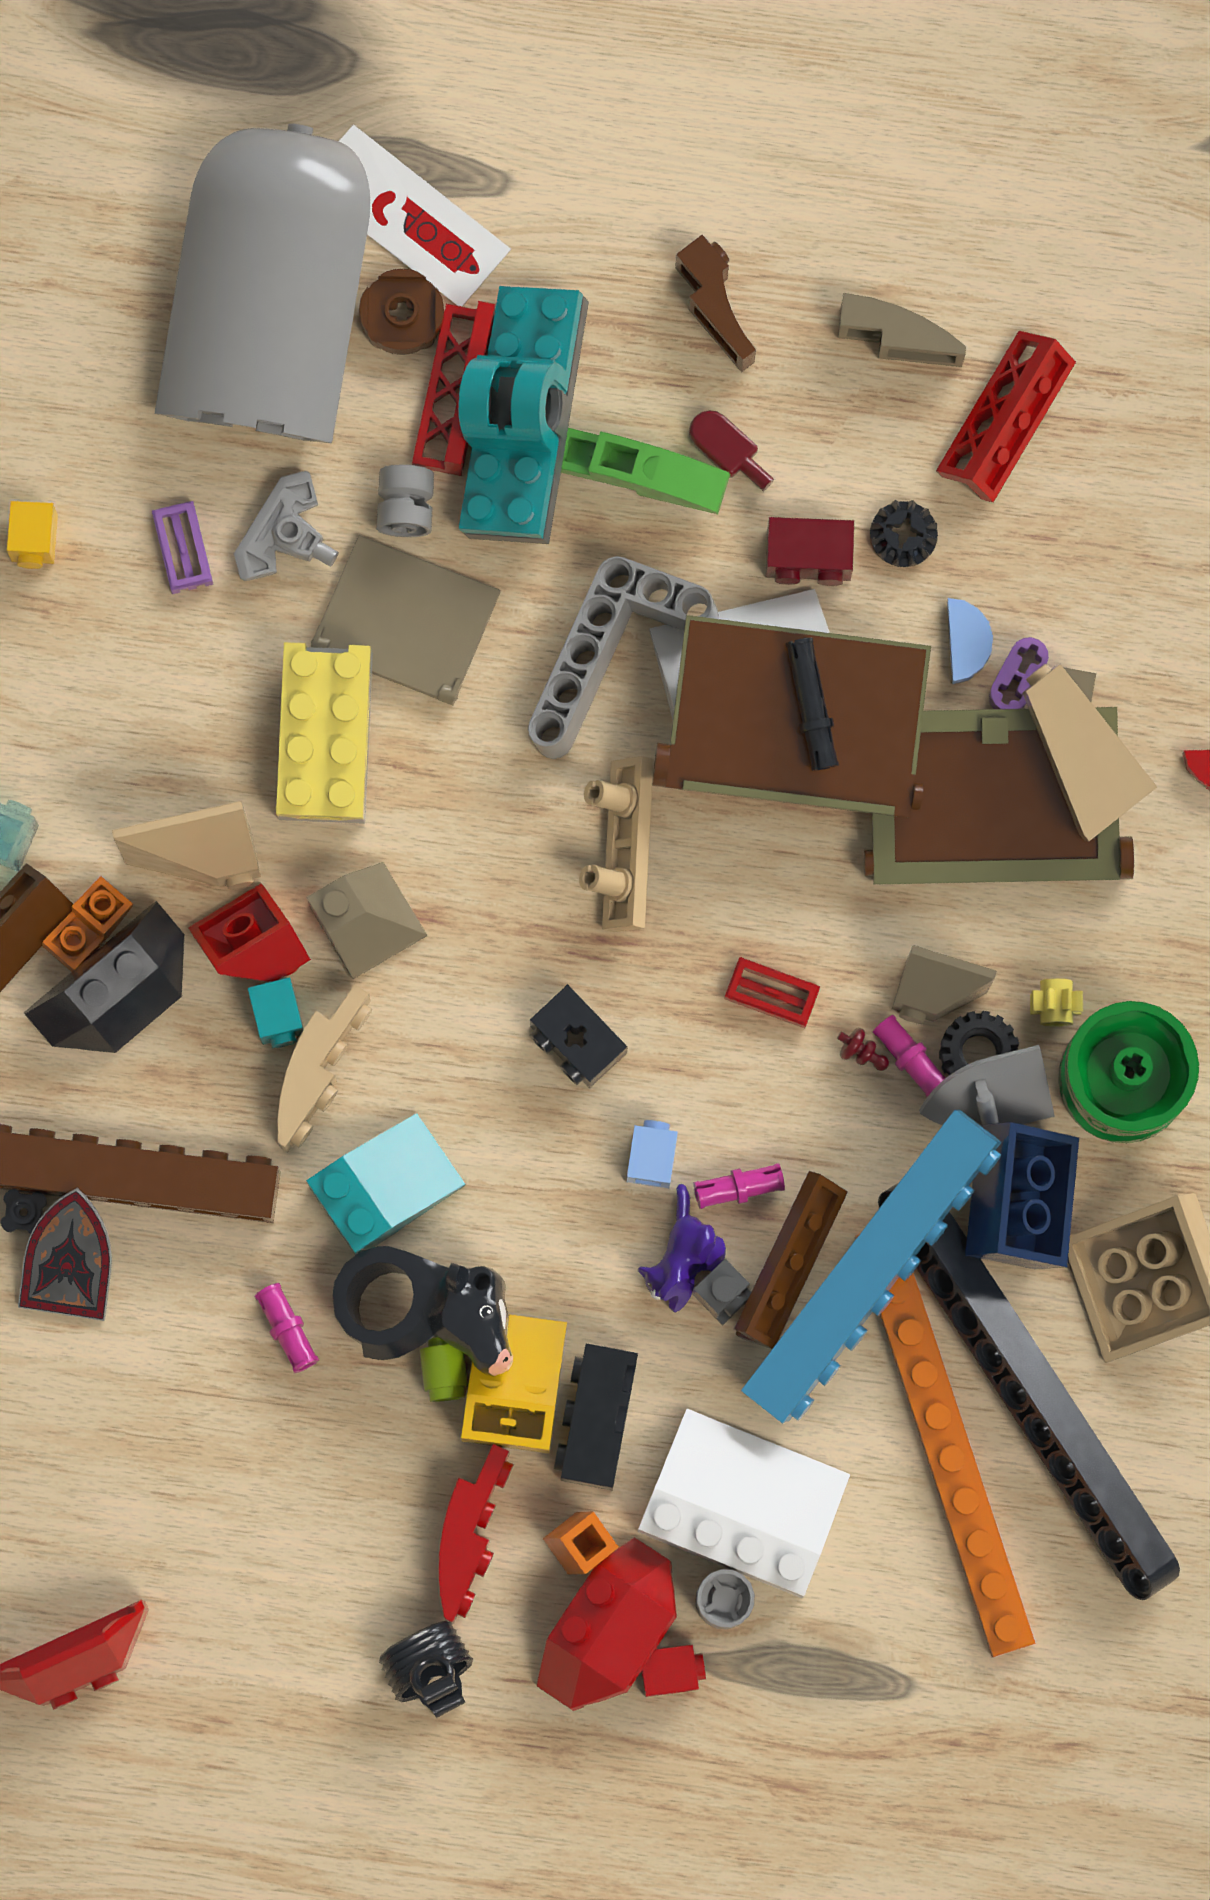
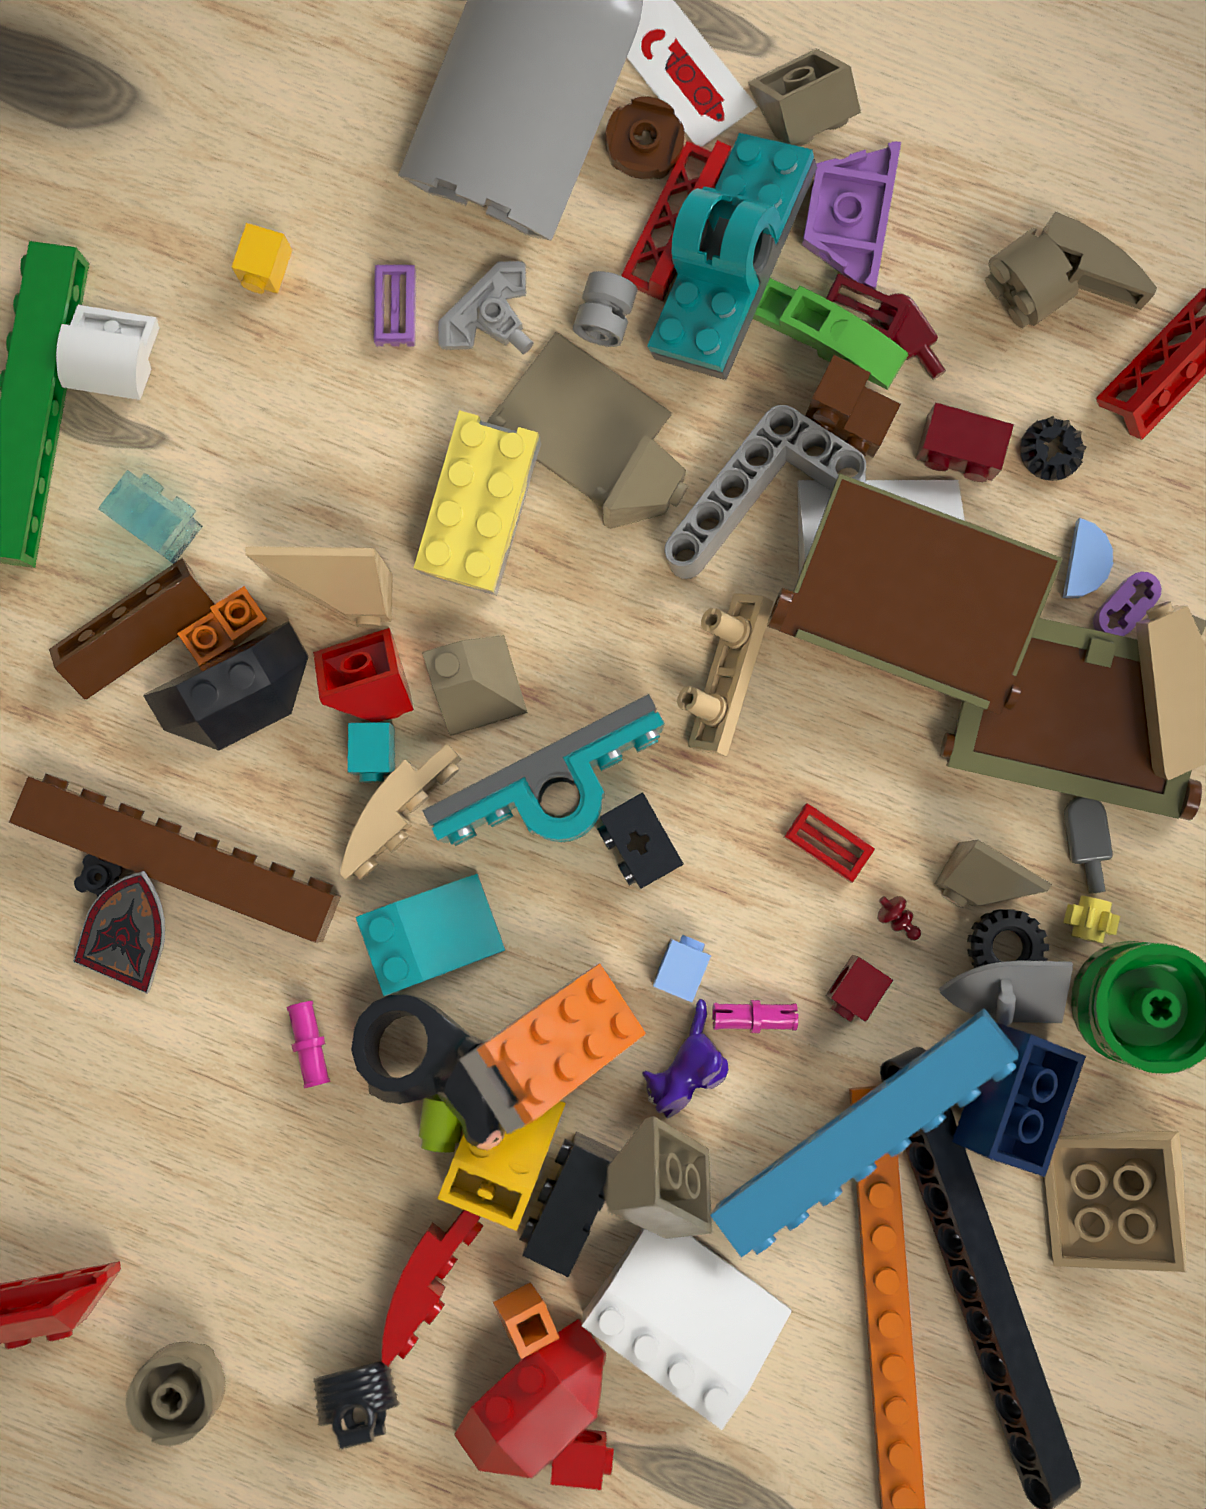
camera: 20 degrees right, 5 degrees up
(219, 1696) = (162, 1412): none -> dark tan brick
(478, 974) = (563, 761): none -> piece
(493, 674) = (645, 486): none -> dark tan slope
(541, 1254) = (552, 1048): none -> orange piece
(558, 230) = (806, 97): none -> dark tan slope
(636, 338) = (852, 211): none -> medium lavender wing
(683, 1364) = (661, 1182): none -> dark tan slope
(685, 545) = (850, 408): none -> reddish brown brick
(706, 270) = (929, 165): reddish brown slope -> none
(709, 443) = (894, 322): none -> dark red tile
(723, 1292) = (716, 1113): dark grey brick -> none
(724, 1599) = (645, 1409): light grey wheel -> none
(790, 1260) = (785, 1103): reddish brown panel -> none
(810, 695) = (938, 586): black pin -> none
(836, 366) = (1031, 278): none -> dark tan brick
(837, 1132) = (858, 989): none -> dark red brick
(909, 1054) = (943, 935): dark pink pin -> none
(1037, 923) = (1088, 838): none -> dark grey piece

